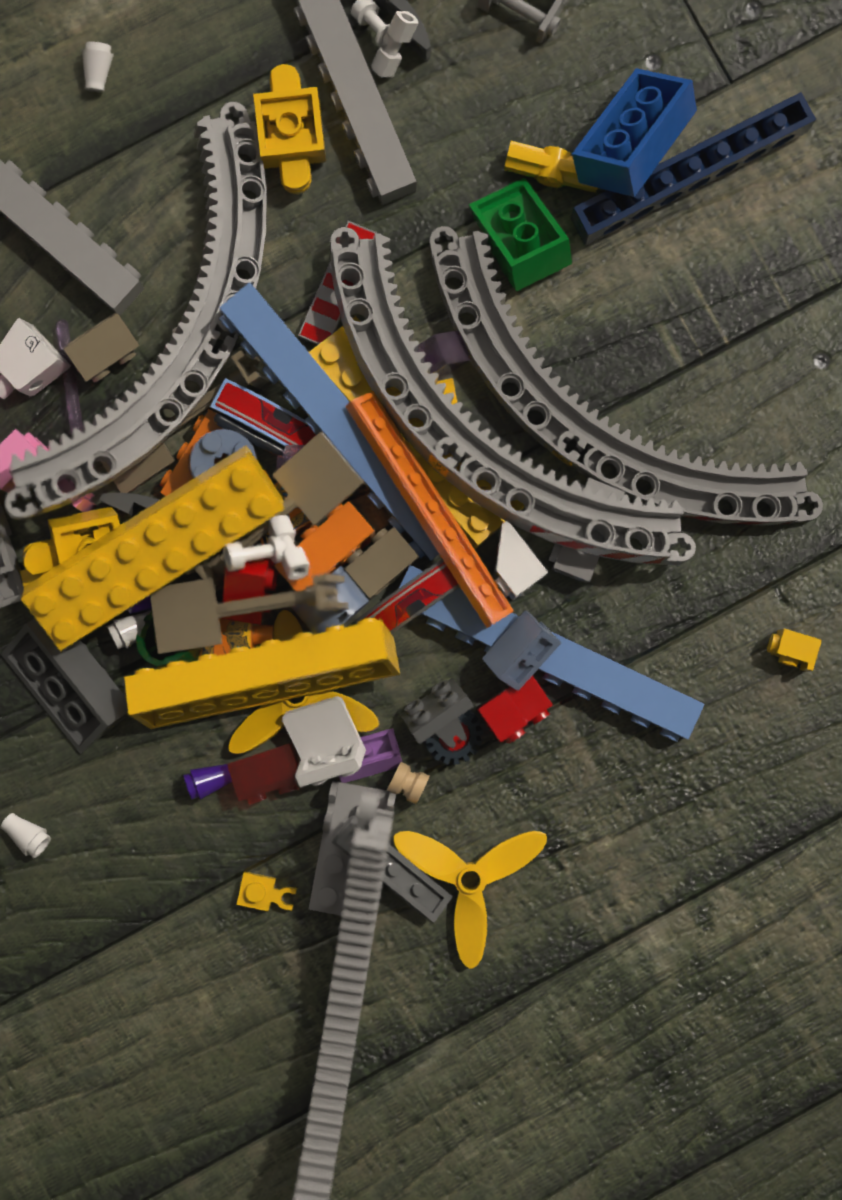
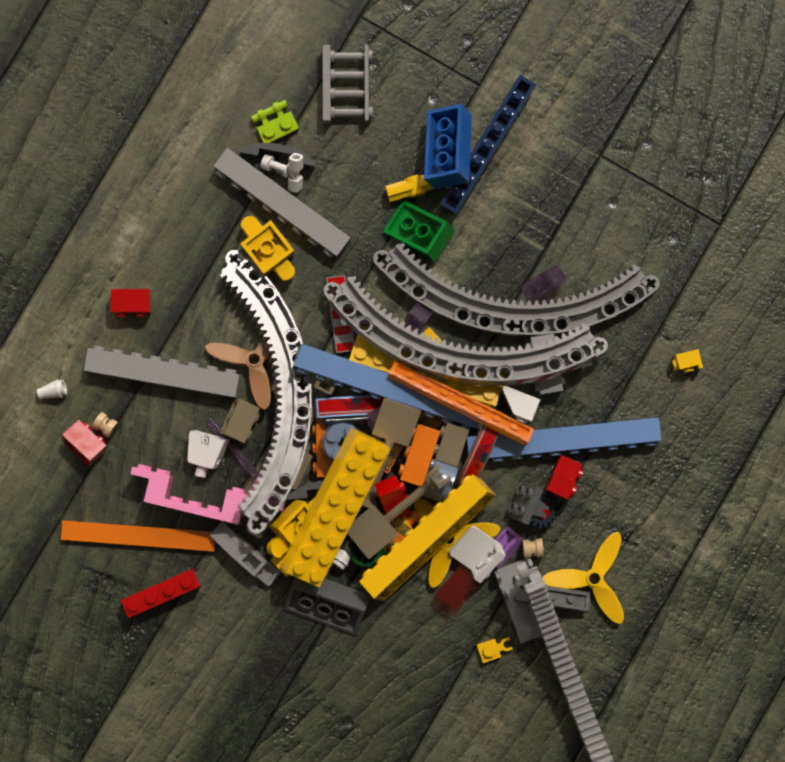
camera: 30 degrees left, 0 degrees up
(27, 836) = (354, 693): white cone -> none
(50, 88) = (131, 302): none -> red brick
(96, 65) = (145, 275): white cone -> none
(167, 296) = (258, 377): none -> medium nougat piece
(206, 780) = (429, 609): dark purple cone -> none
(279, 548) = (398, 469): white bar -> none
(521, 650) = (550, 446): sand blue hinge -> none
(655, 413) = (544, 283): none -> clear purple slope

